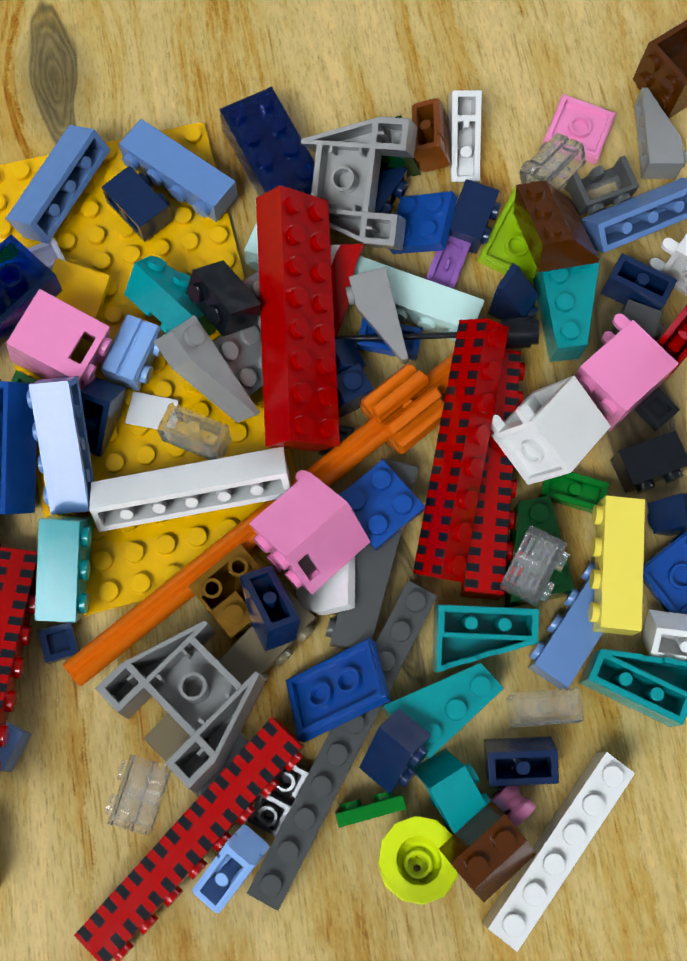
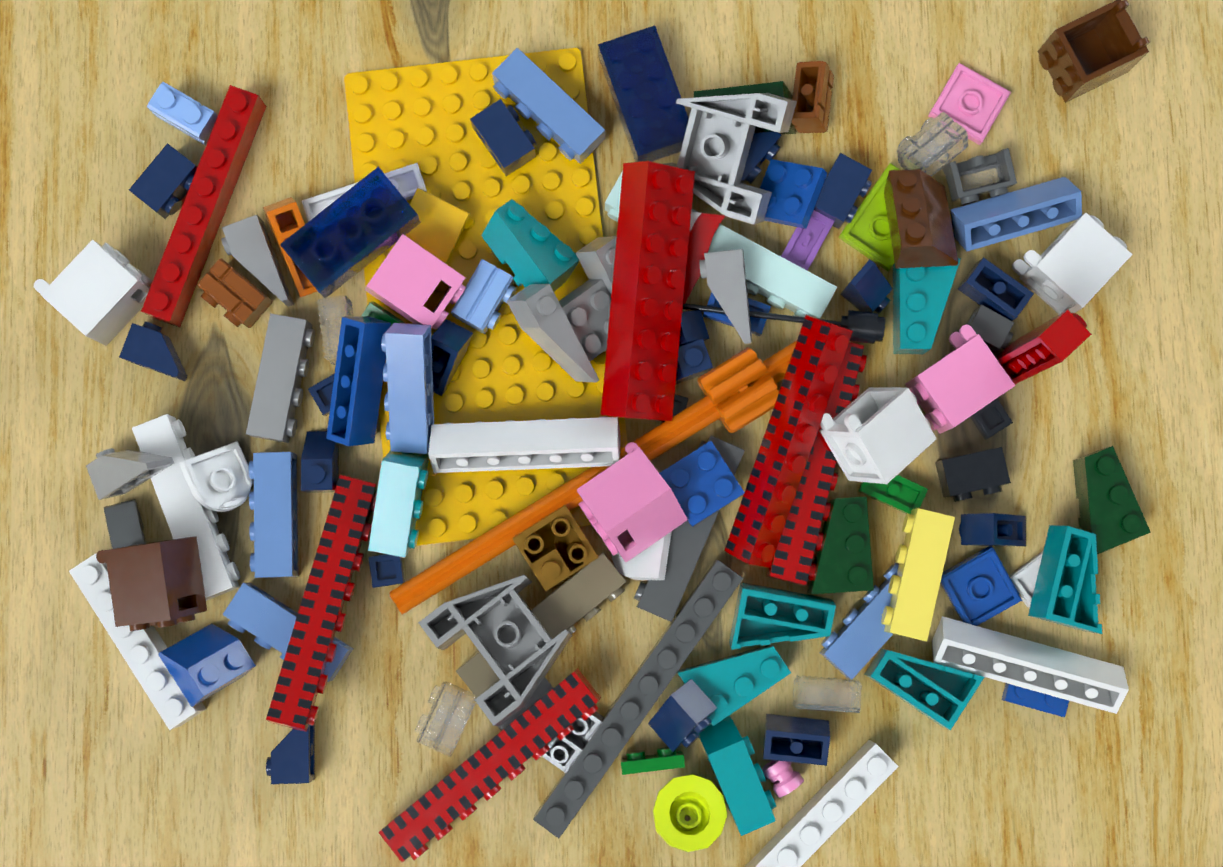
camera: 10 degrees right, 10 degrees up
(58, 184) = (427, 107): medium blue brick -> none
(147, 410) = (494, 356): white sticker -> none
(194, 432) = (534, 389): clear brick -> none
(223, 298) = (578, 264): black brick -> none
(230, 868) = (521, 796): light blue brick -> none
(269, 608) = (585, 570): dark blue slope -> none
(337, 690) = (637, 653): blue tile -> none
(464, 134) = (847, 99): white slope -> none
(487, 851) = (751, 815): reddish brown slope -> none
(534, 566) = (838, 566): clear brick -> none
(658, 140) = (1048, 129): light grey slope -> none

